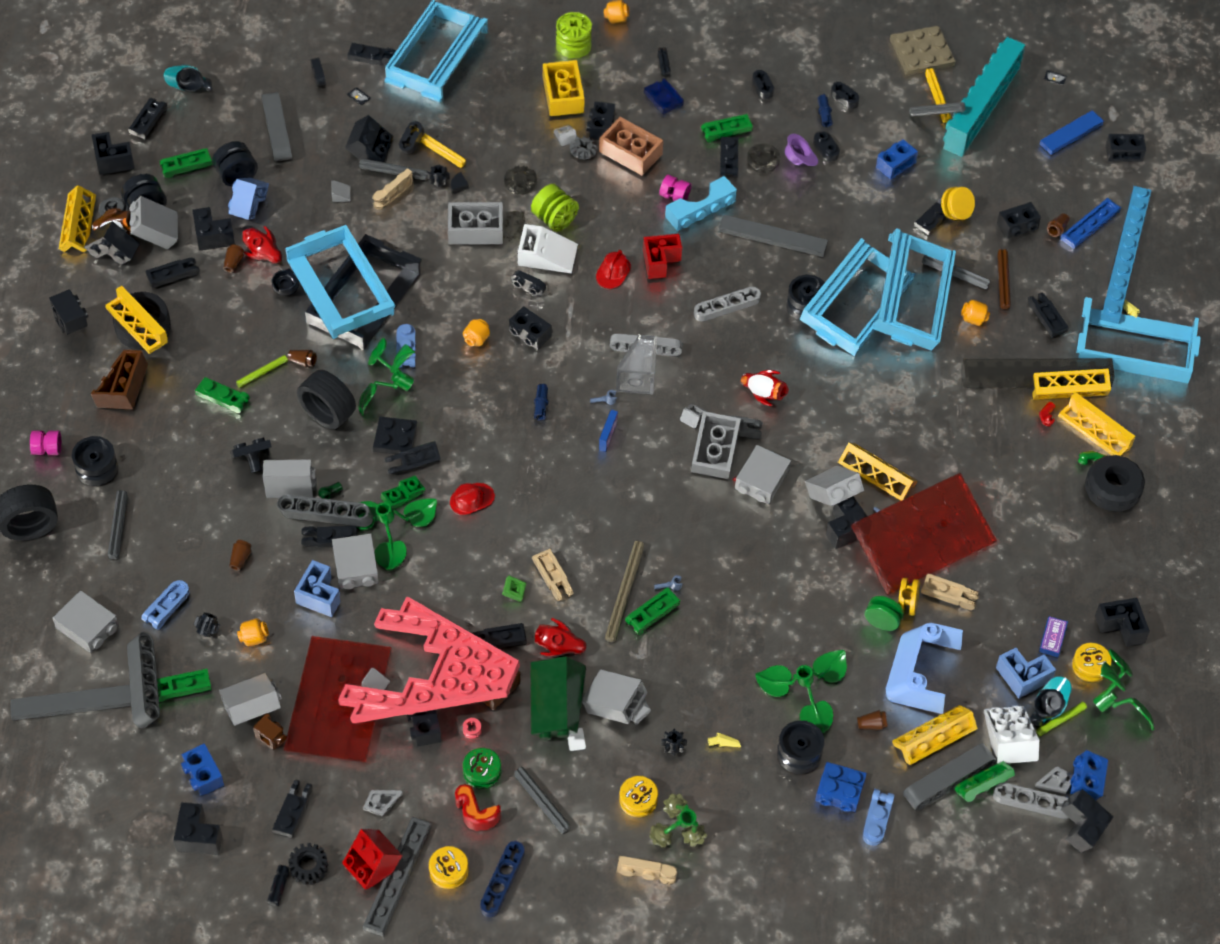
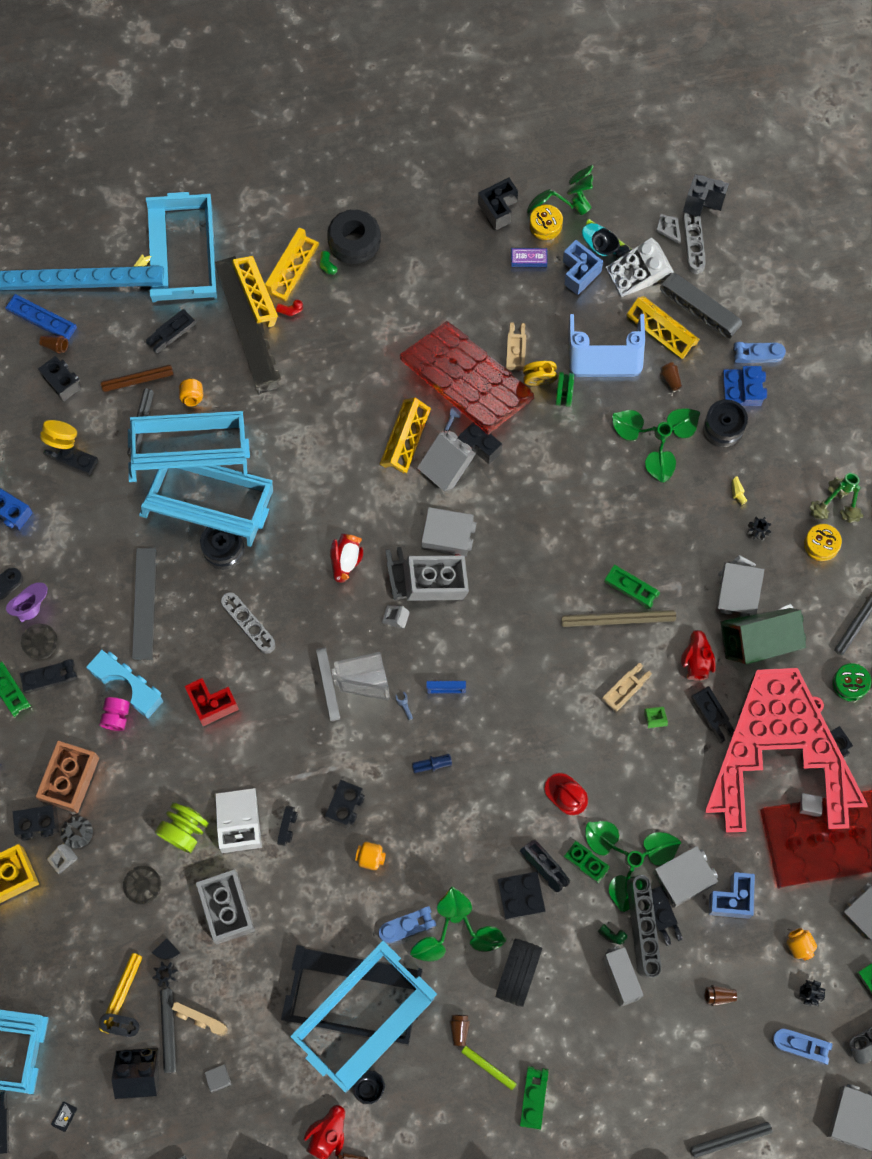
camera: 105 degrees left, 15 degrees up
(251, 452) = (601, 1031): black plate -> none
(613, 270) = (238, 748): red piece -> none
(673, 584) = (594, 580): sand blue hand -> none
(984, 781) = (695, 275): green plate -> none
(1089, 774) = (660, 201): blue brick -> none

